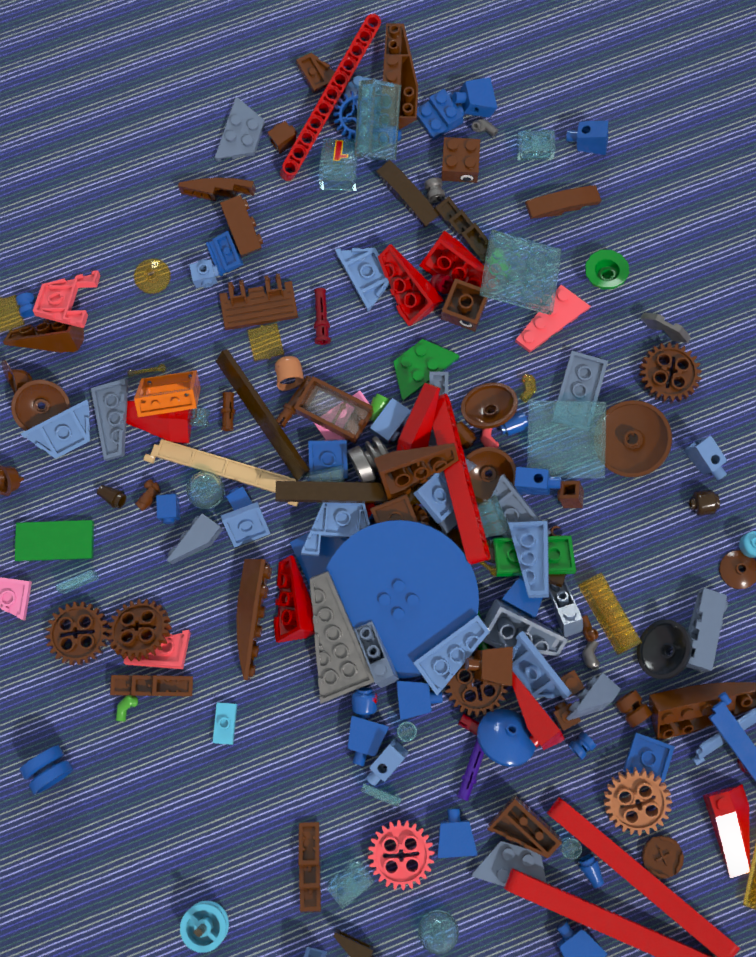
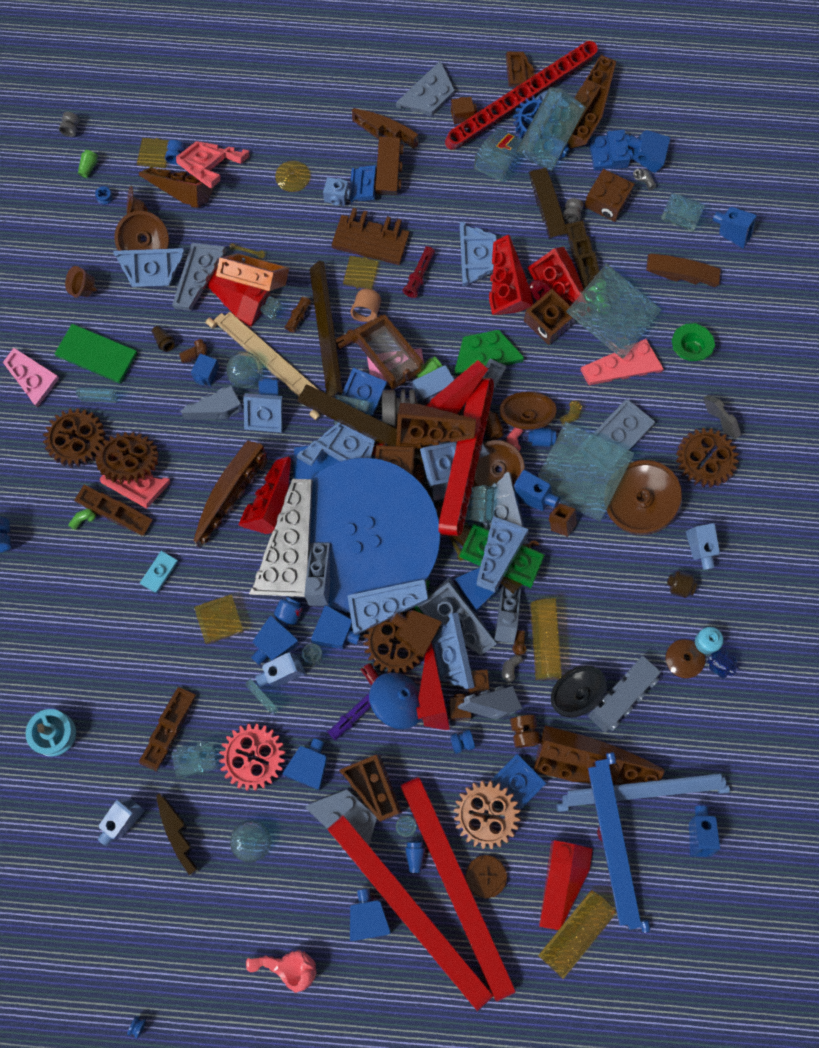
camera: 20 degrees right, 5 degrees down
(304, 741) = (218, 619): none -> clear yellow plate

